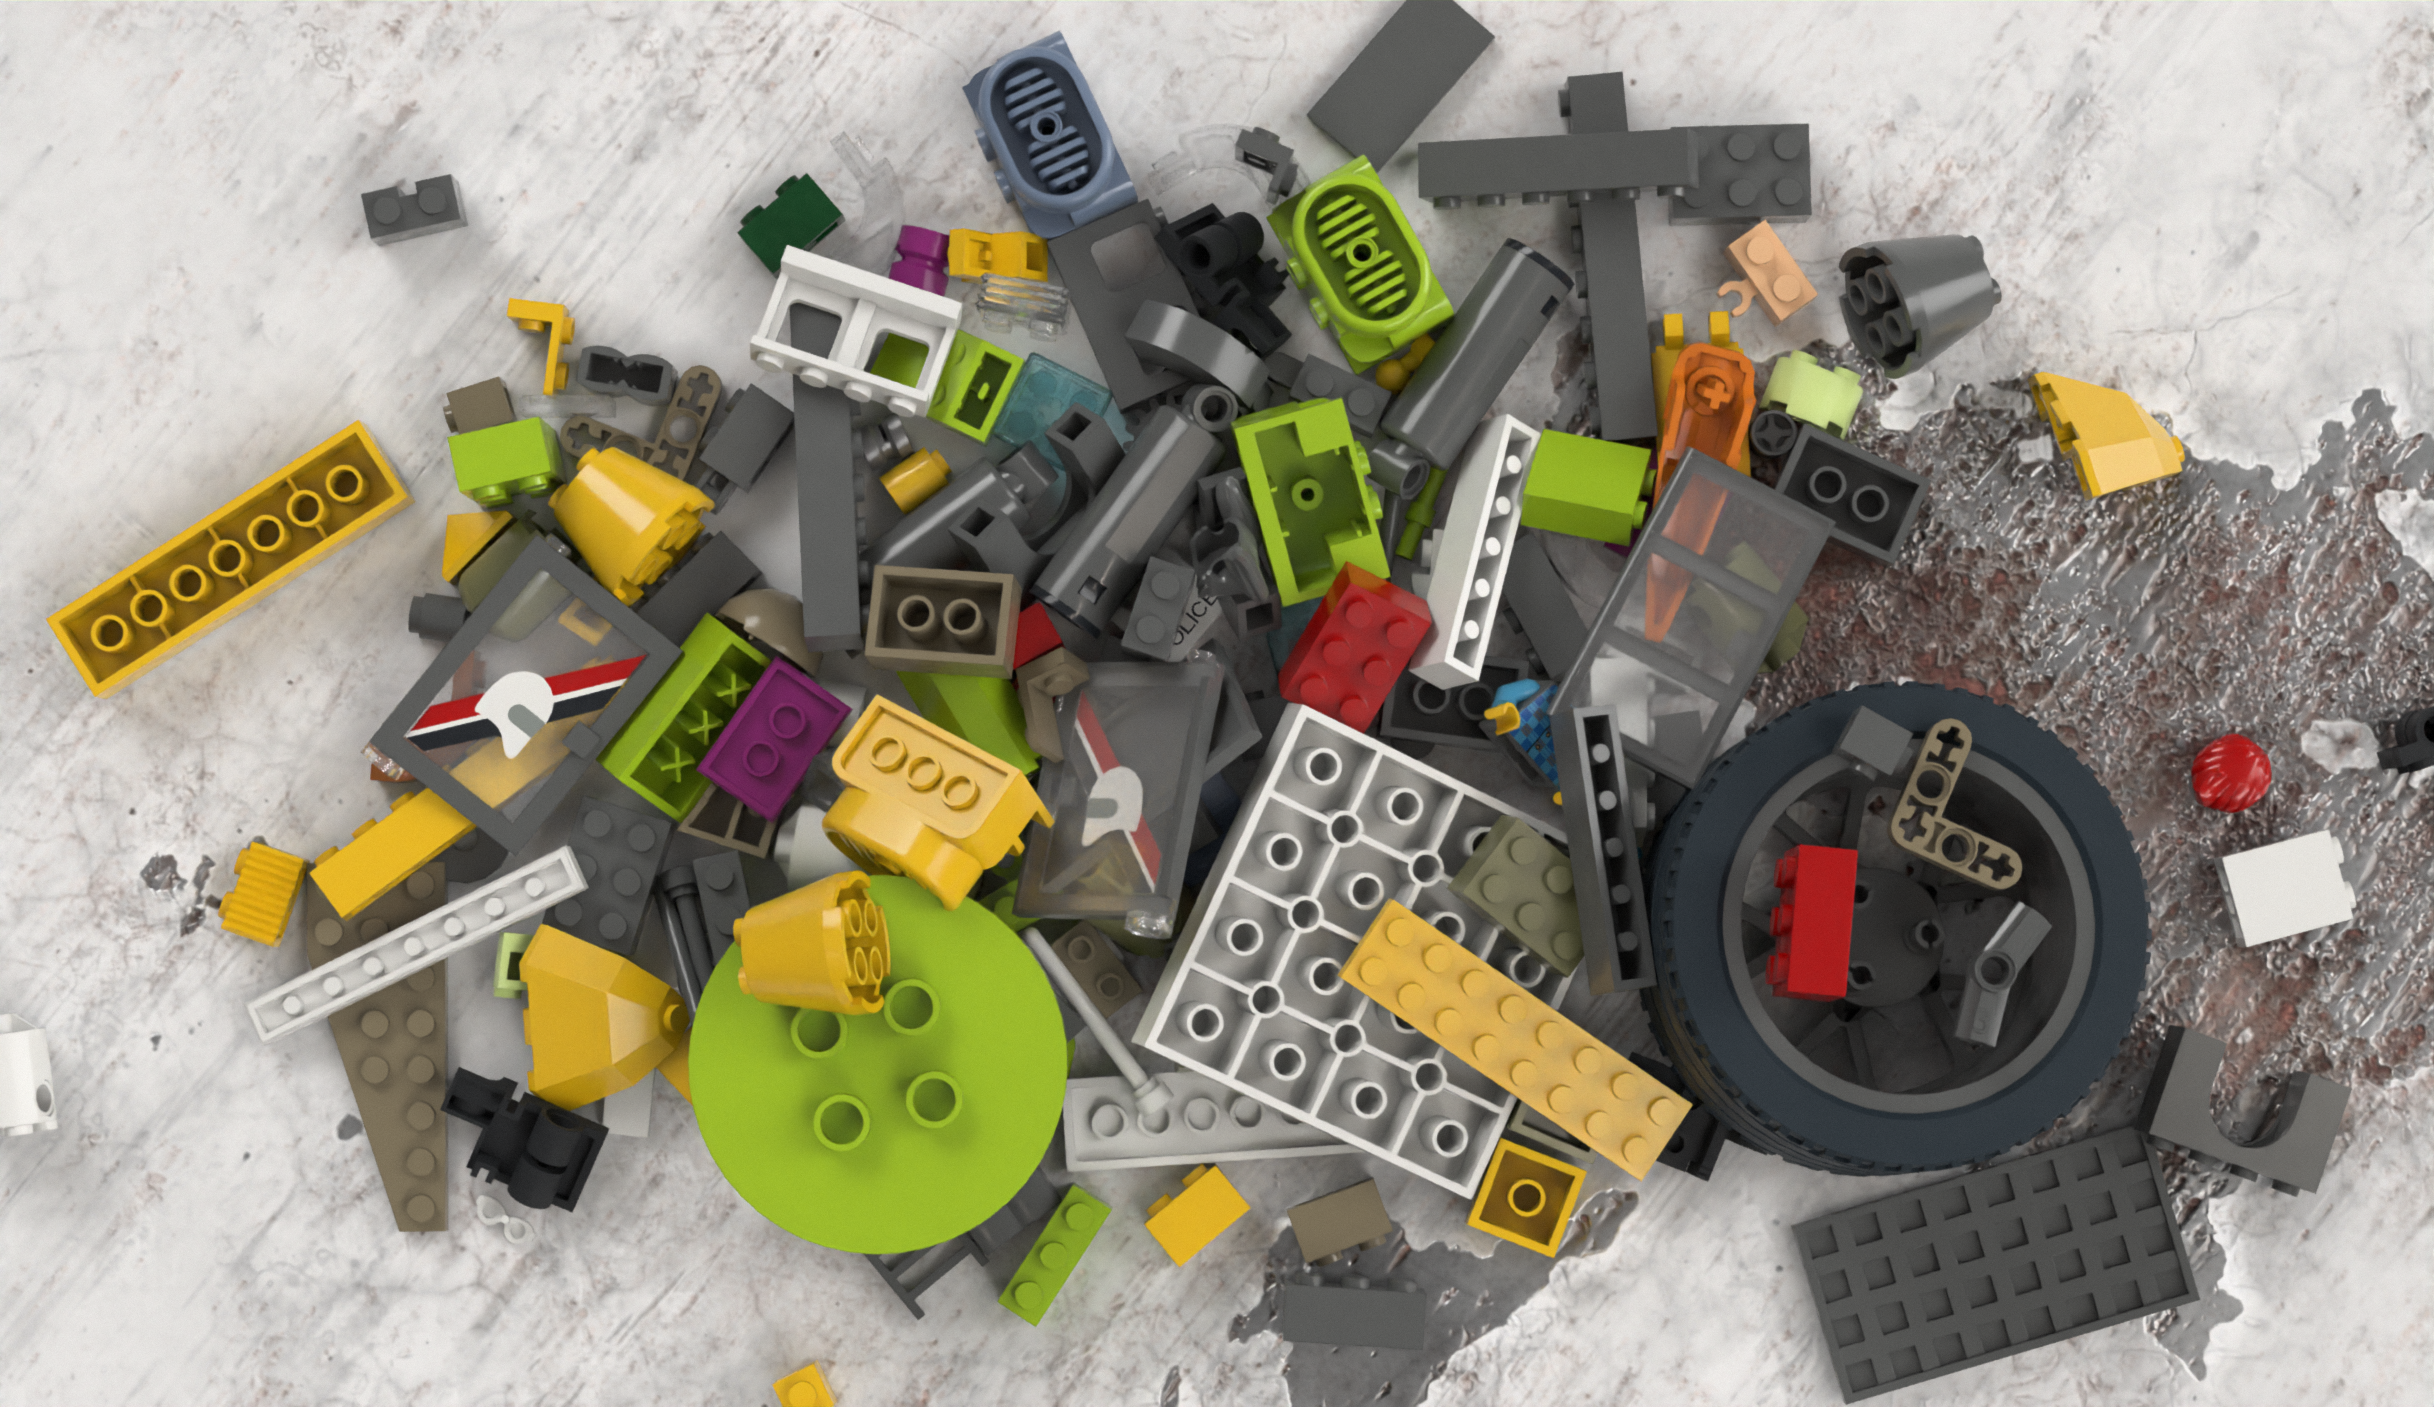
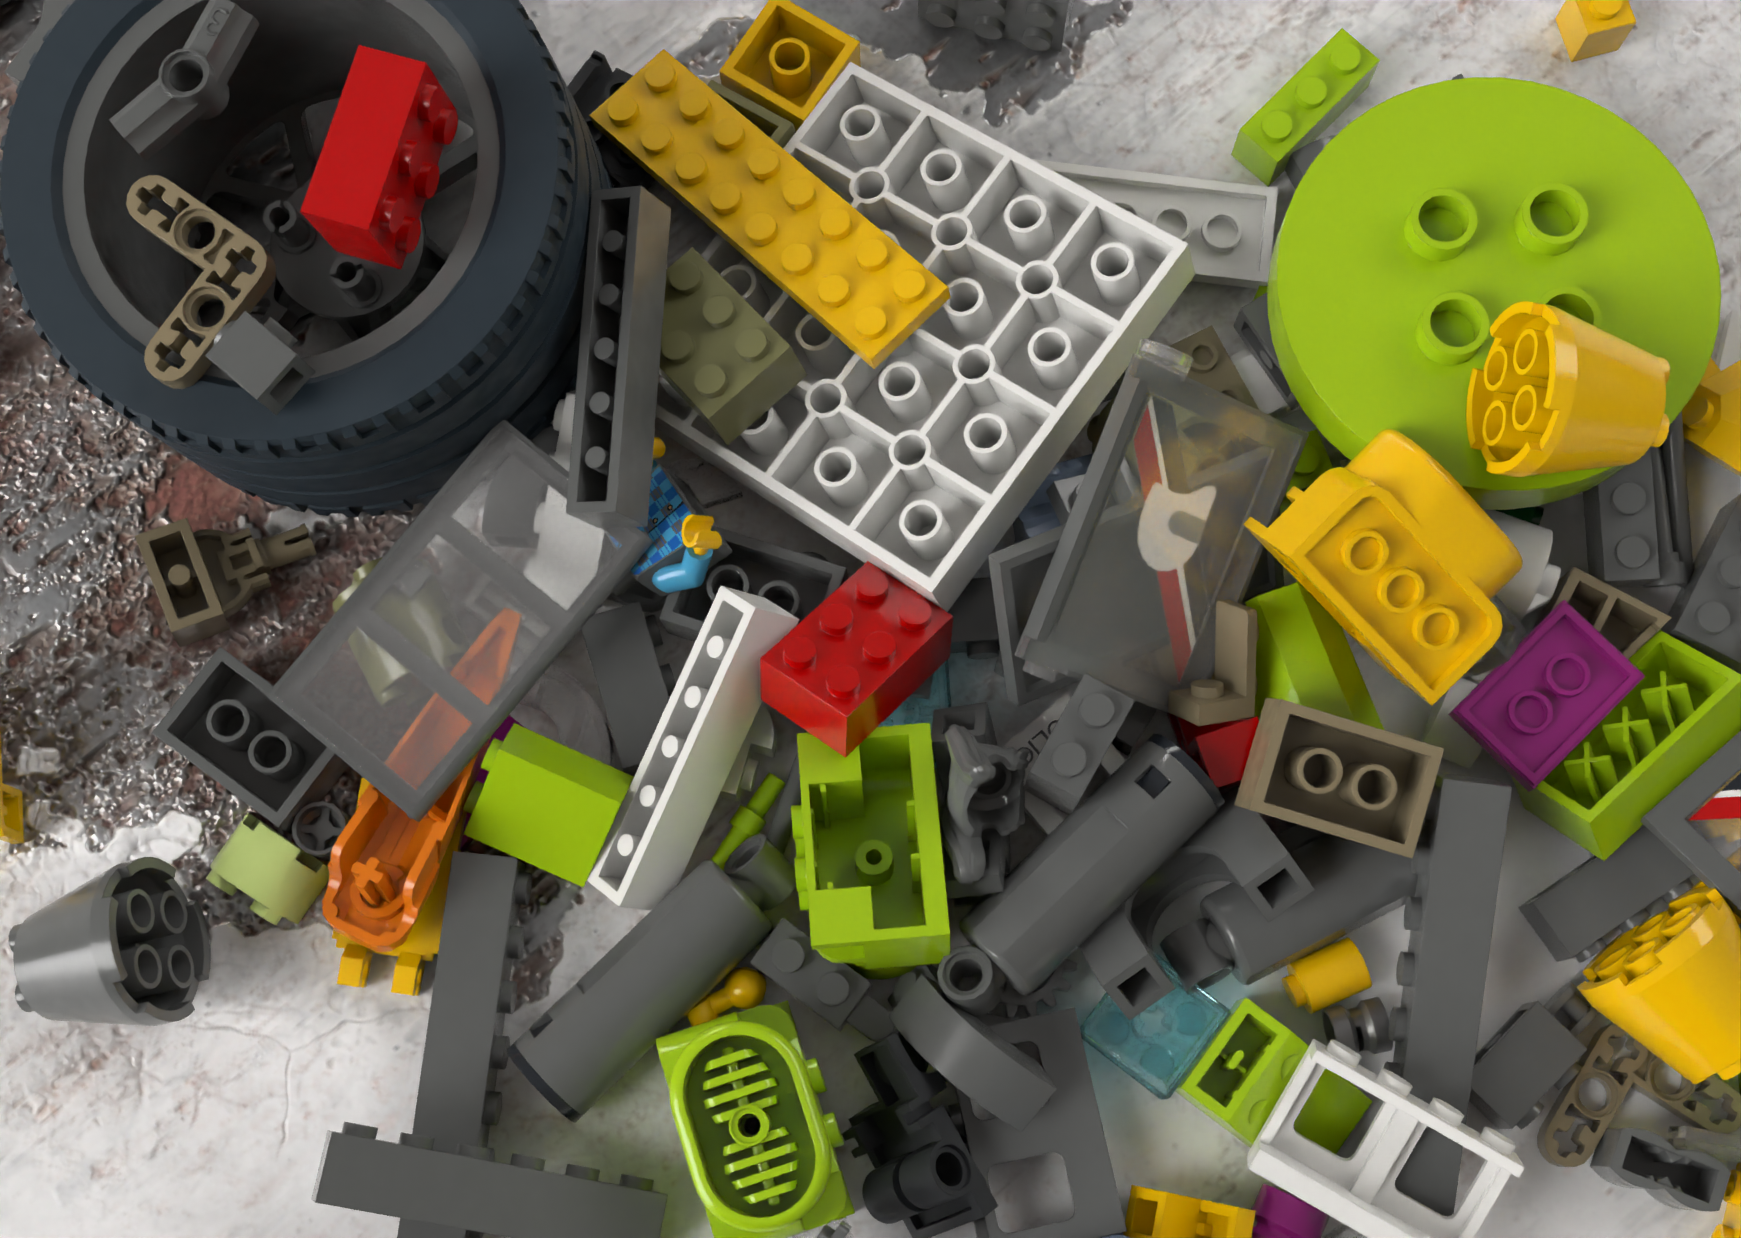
camera: 165 degrees left, 10 degrees down
(775, 620) = (1538, 832): dark tan cylinder -> none
(1024, 304) = (1186, 1164): clear brick -> none
(1148, 1092) = (1225, 326): white piece -> none
(1196, 1213) = (1145, 121): yellow brick -> none
(1339, 1222) = (995, 86): dark tan brick -> none
(1748, 176) = (267, 1143): dark grey brick -> none
(1766, 275) = (282, 1017): light nougat brick -> none
(1928, 629) = (213, 573): none -> dark tan brick

